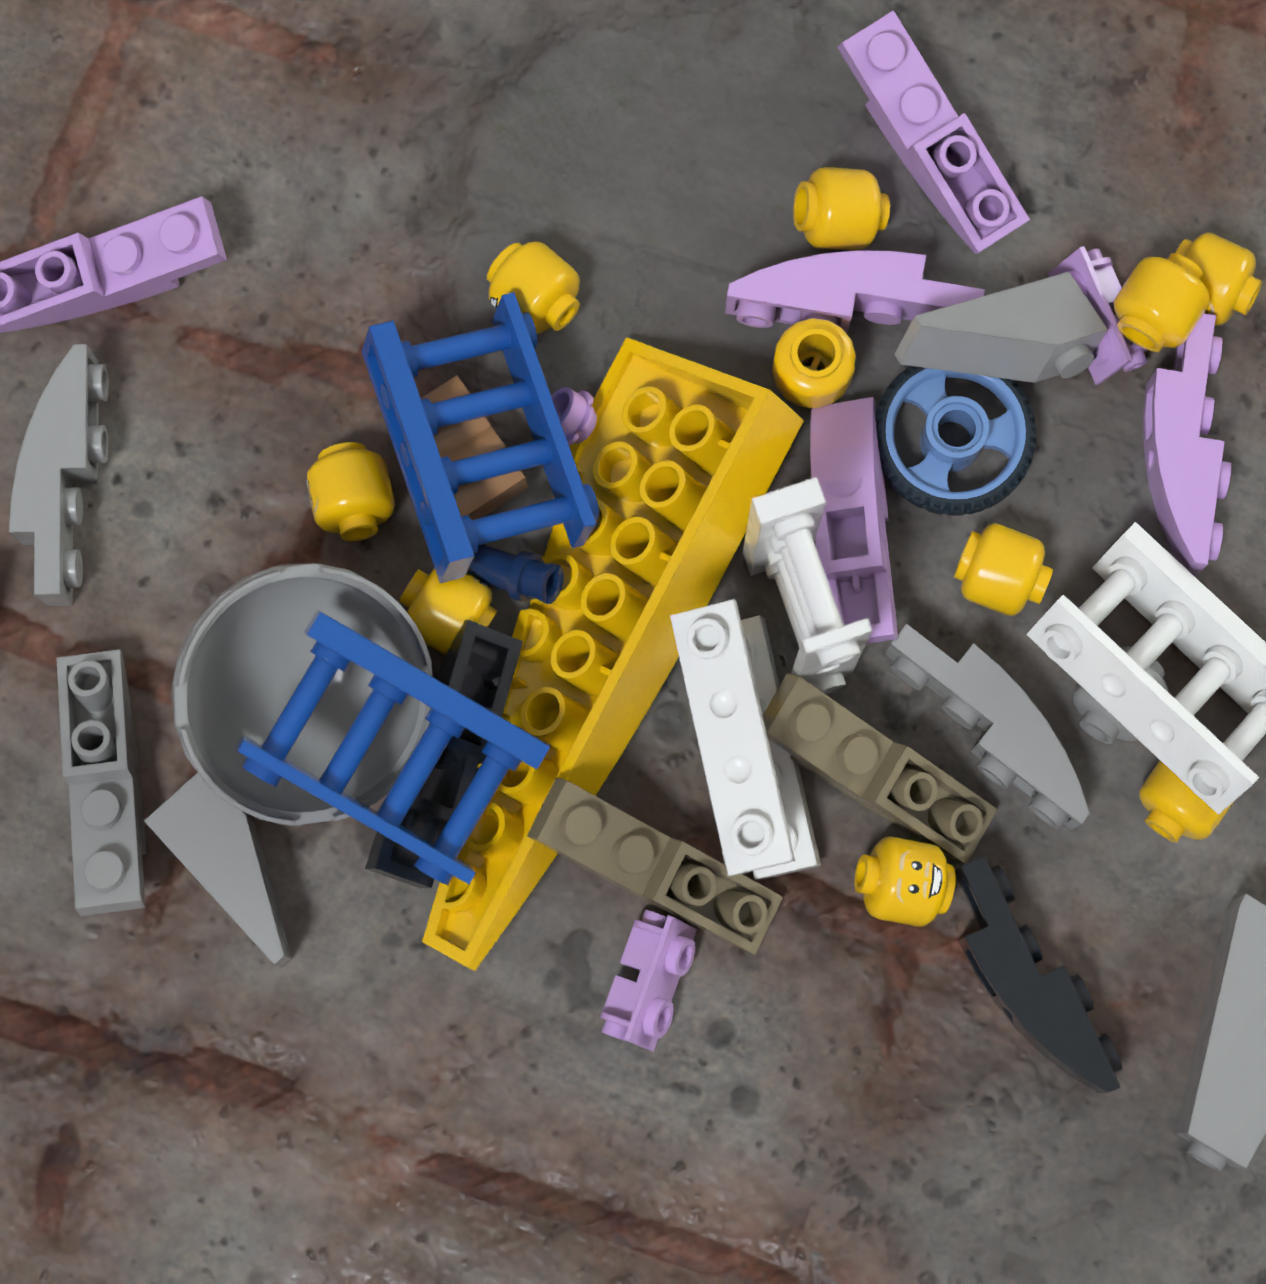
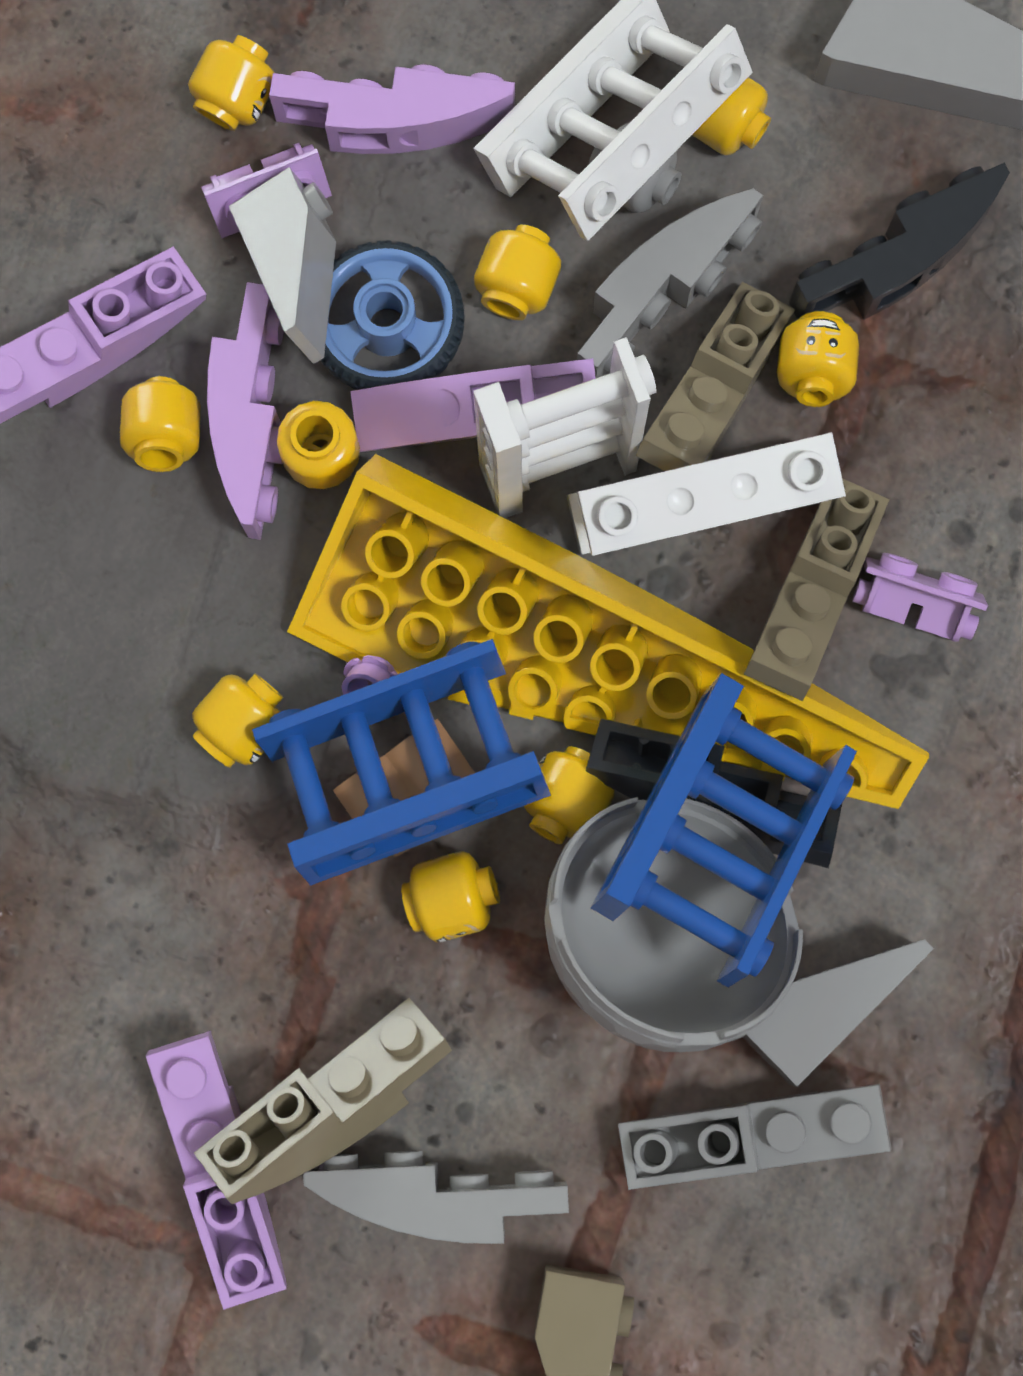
camera: 90 degrees left, 0 degrees up
(140, 364) = (320, 1116): none -> dark tan slope
(521, 575) = (535, 718): dark blue pin -> none
(1161, 302) = (262, 117): yellow head -> none

